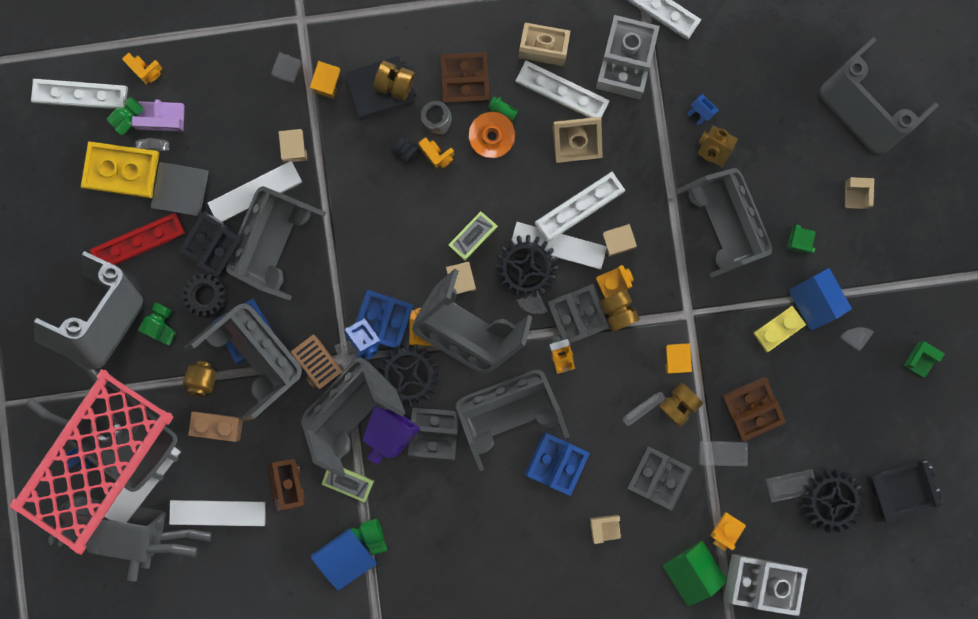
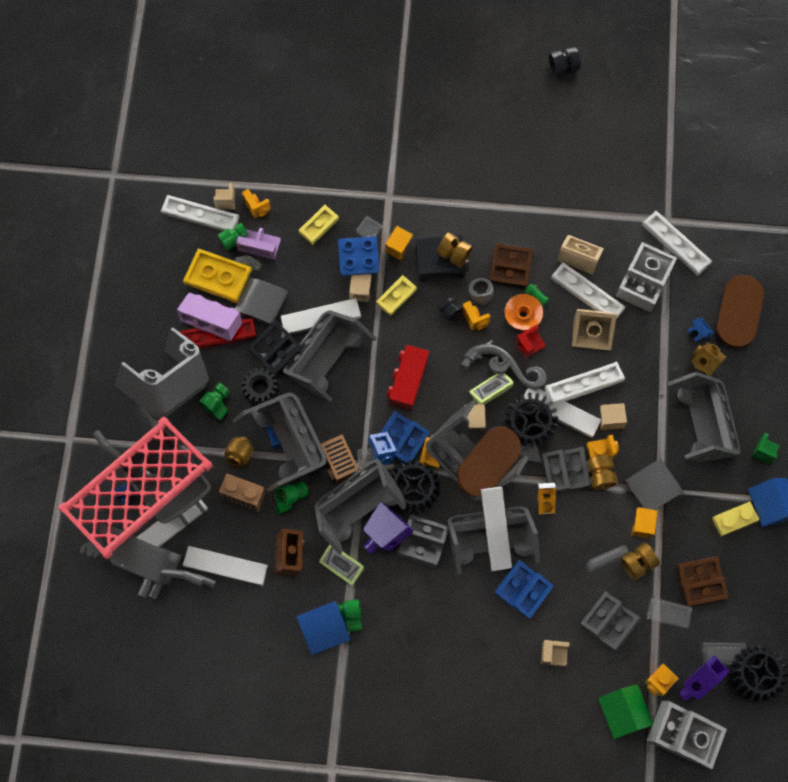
camera: 15 degrees right, 15 degrees down
(104, 68) = (225, 198): none -> tan panel
(124, 224) = (209, 316): none -> lavender brick
(225, 77) = (318, 224): none -> light yellow plate
(270, 418) = (289, 494): none -> green piece
(281, 109) = (358, 256): none -> blue bracket
(338, 147) = (396, 295): none -> light yellow plate
(373, 245) = (408, 377): none -> red brick
(477, 210) = (500, 368): none -> dark grey plant
(488, 331) = (488, 461): none -> reddish brown tile
(507, 169) = (530, 341): none -> red panel
(512, 405) = (496, 528): none -> white tile
(682, 312) = (654, 485): none -> dark grey slope
(744, 75) = (740, 311): none -> reddish brown tile
(775, 522) = (704, 679): none -> dark purple torso

